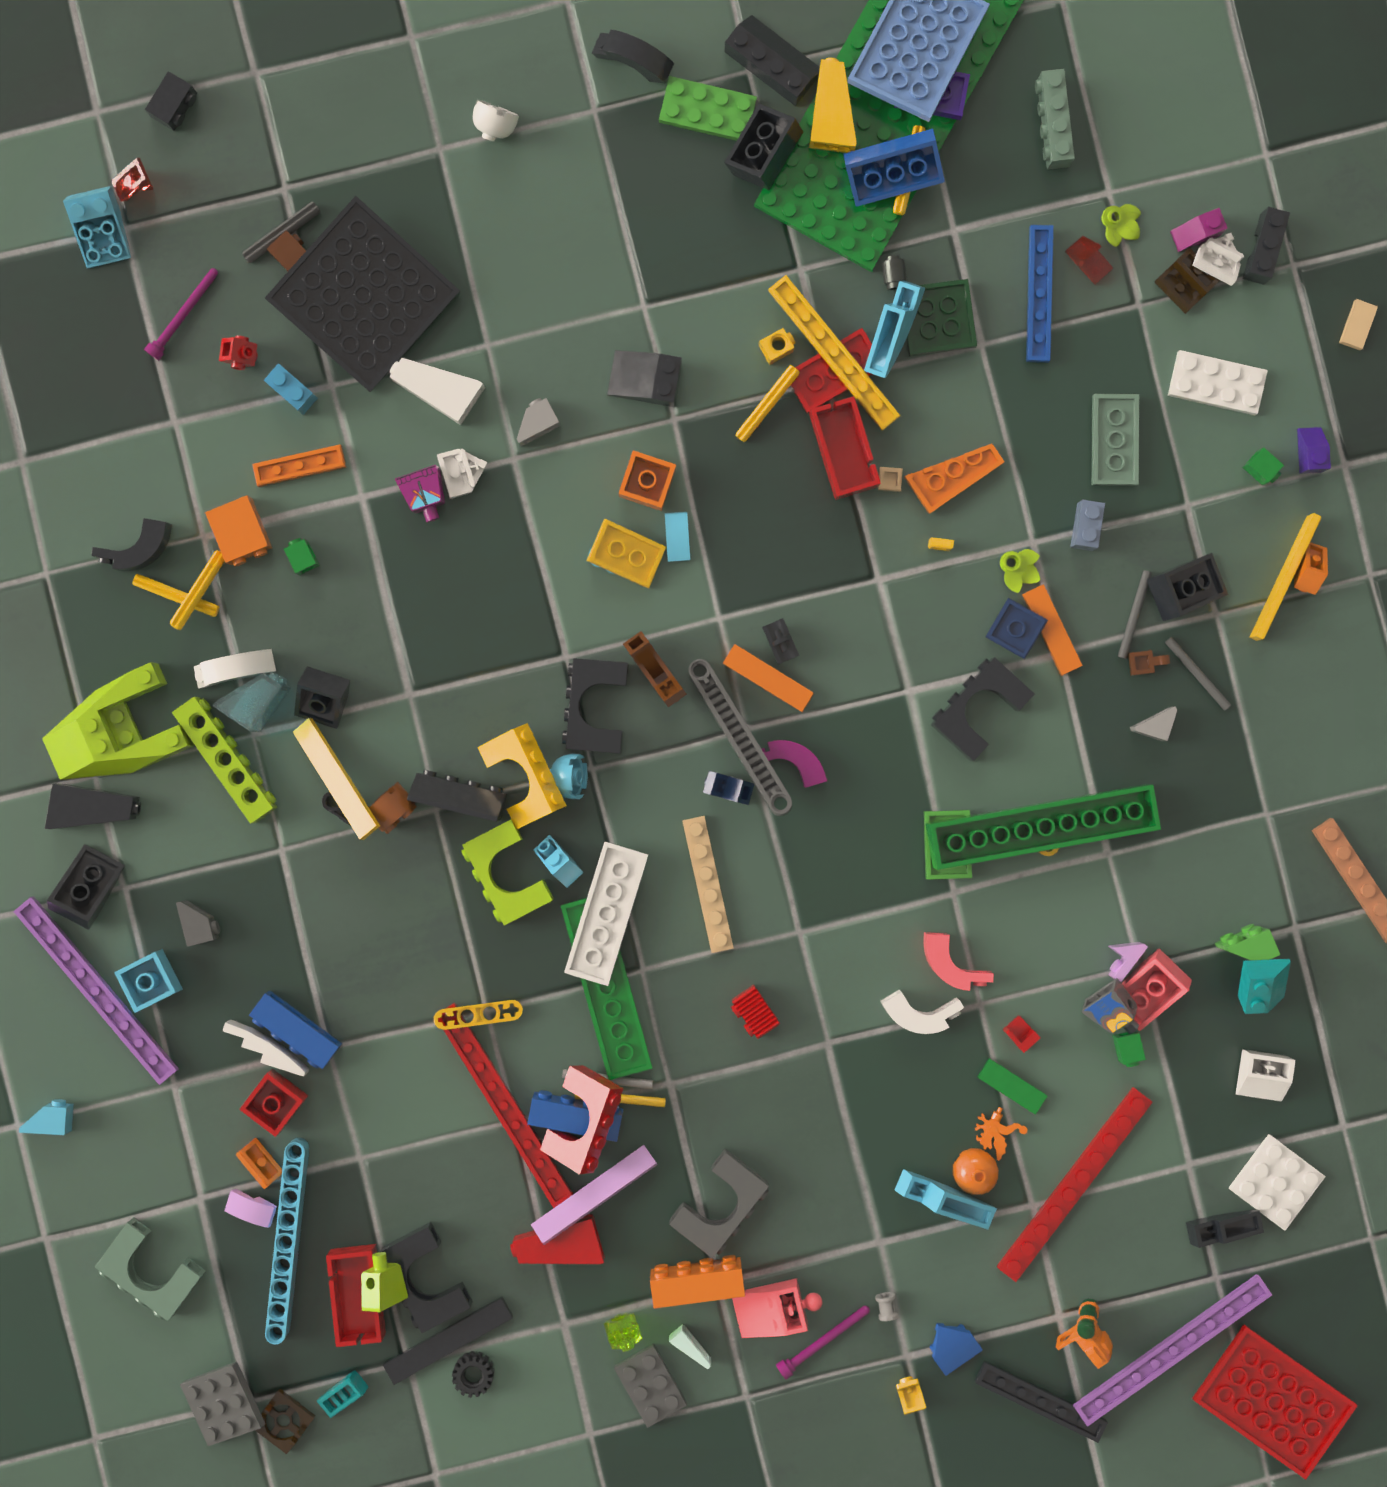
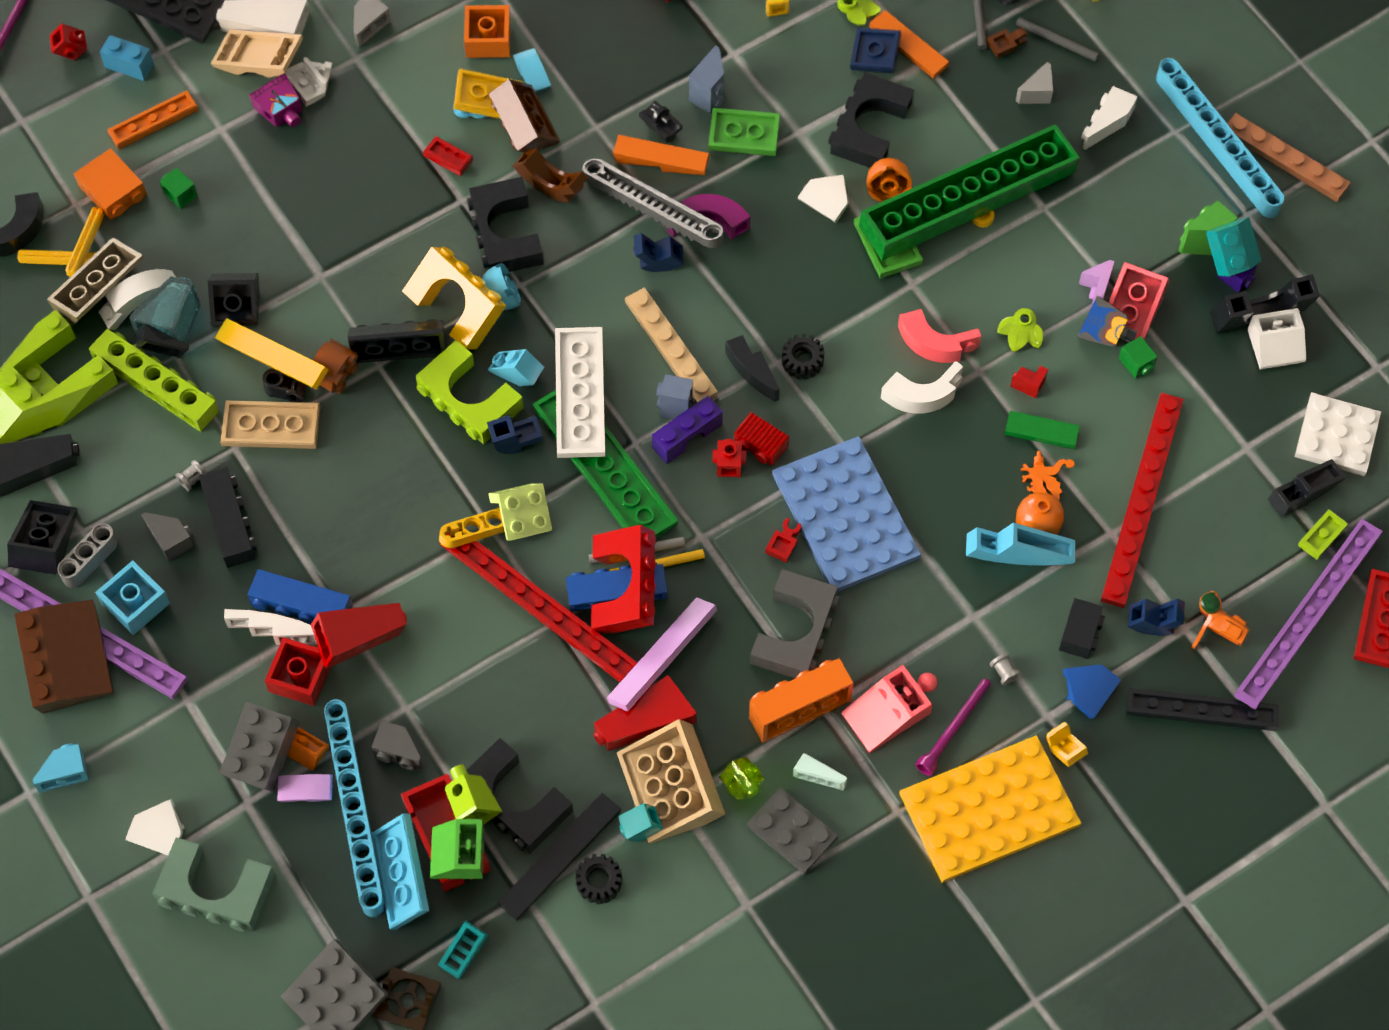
camera: 15 degrees left, 25 degrees down
(73, 1017) = (63, 655): none -> reddish brown slope
(110, 923) = (86, 566): none -> light grey beam
(116, 1200) = (156, 828): none -> white slope
(195, 643) = (94, 280): none -> dark tan slope
(219, 1165) = (259, 747): none -> dark grey brick
(229, 726) = (157, 341): none -> black slope
(233, 870) = (184, 477): none -> light grey bush
(254, 925) = (227, 517): none -> black brick
(307, 1316) = (400, 871): none -> medium azure tile
(318, 839) = (270, 424): none -> tan tile
(329, 1089) = (356, 630): none -> red slope
(339, 1197) = (396, 745): none -> dark grey slope
(355, 1333) = (458, 850): none -> bright green slope
(417, 427) = (256, 52): none -> tan slope
(517, 1008) = (523, 510): none -> yellowish green bracket
(523, 1341) = (640, 823): none -> brick
(534, 933) = (511, 436): none -> dark blue brick
(562, 1311) = (674, 777): none -> tan slope
(566, 607) = (448, 156): none -> red plate
(651, 595) = (523, 116): none -> slope
(690, 950) = (674, 396): none -> sand blue brick
(691, 981) = (673, 437): none -> dark purple arch
(719, 1031) = (729, 458): none -> red brick
(737, 1120) = (782, 543): none -> red plate
(773, 935) = (752, 367): none -> black slope
(804, 1108) = (846, 514): none -> medium blue plate
(824, 1423) = (989, 808): none -> yellow plate
(828, 952) = (803, 368): none -> black tyre
(842, 617) = (707, 82): none -> sand blue slope
(856, 677) = (744, 131): none -> bright green plate
(909, 775) = (826, 196): none -> white slope
(968, 1293) = (1081, 628): none -> black brick
(973, 780) = (888, 178): none -> orange cylinder
(1033, 983) = (1019, 332): none -> lime plate
(1037, 1307) = (1154, 618): none -> dark blue brick
(1216, 779) = (1112, 116): none -> white slope
(1218, 1276) = (1322, 534): none -> lime plate
(1237, 1040) = (1237, 310): none -> black arch
(1313, 849) = (1210, 127): none -> medium azure beam

